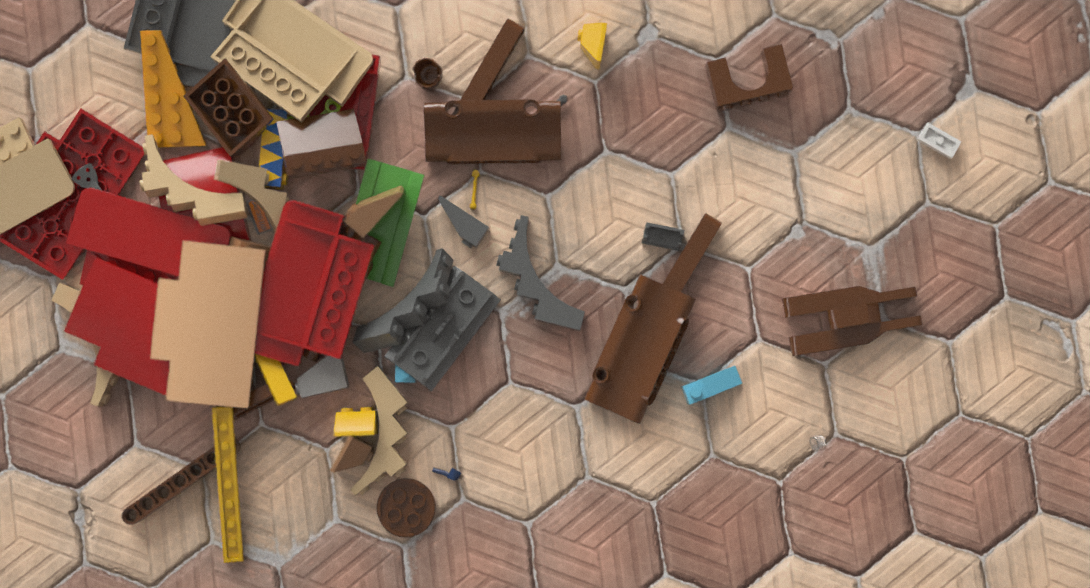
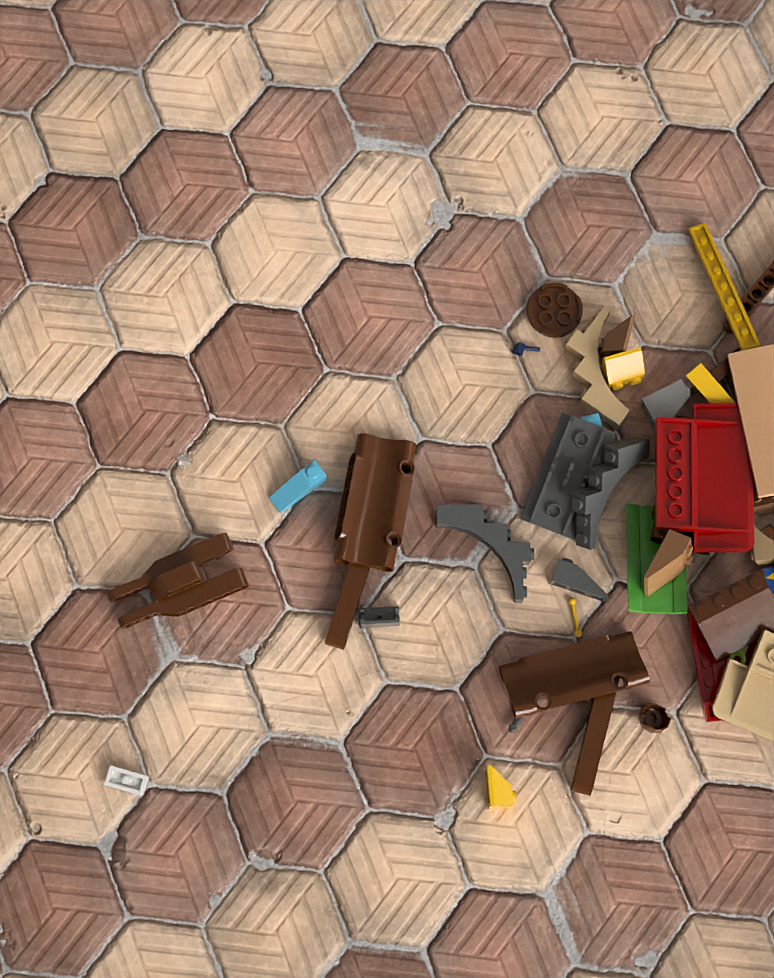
camera: 165 degrees right, 10 degrees down
(728, 94) = (349, 773): reddish brown arch -> none

